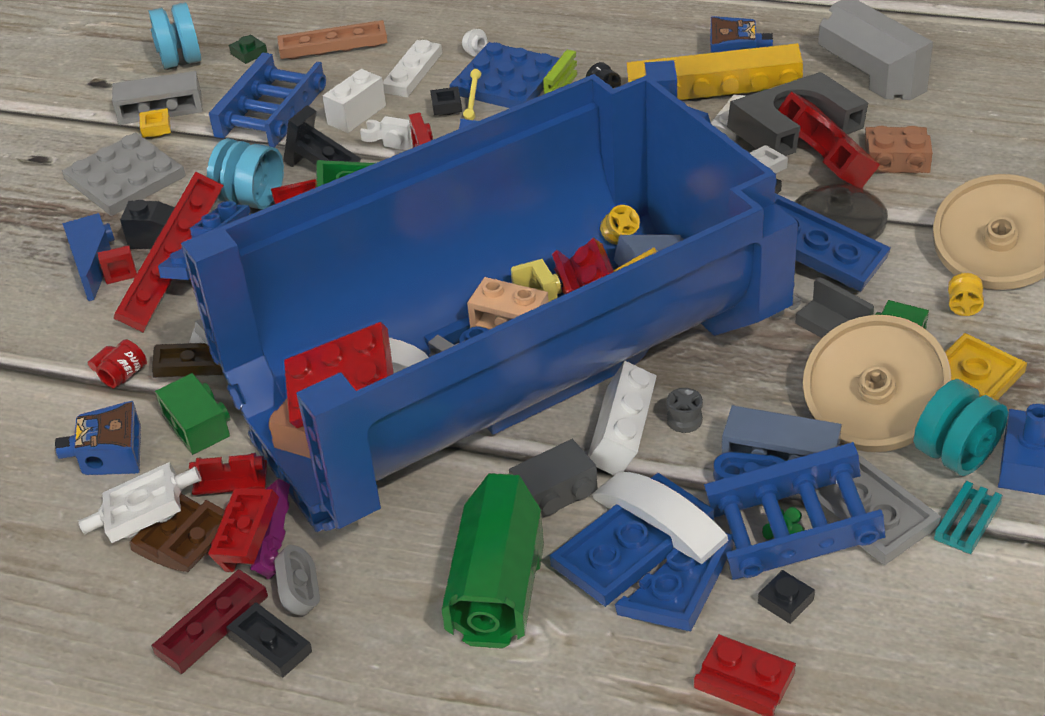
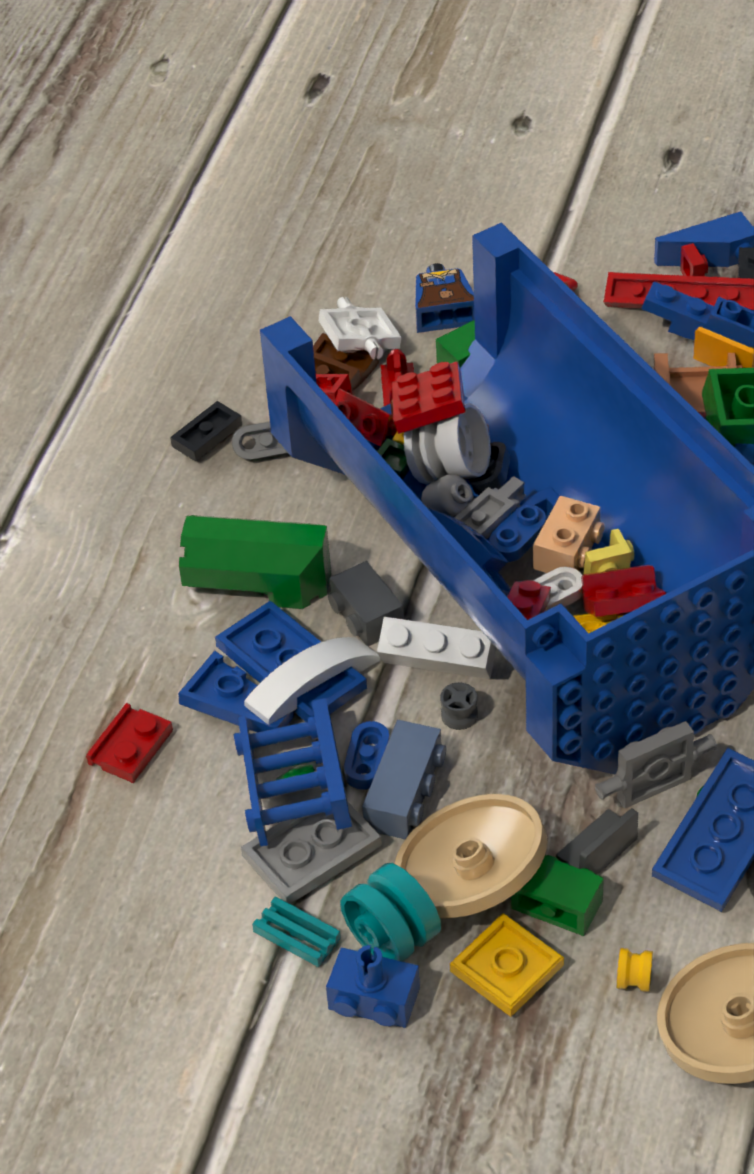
camera: 90 degrees right, 5 degrees up
(208, 621) = (218, 385): dark red plate -> none
(296, 481) = (367, 419): none -> red hinge
(786, 596) = (213, 777): black plate -> none

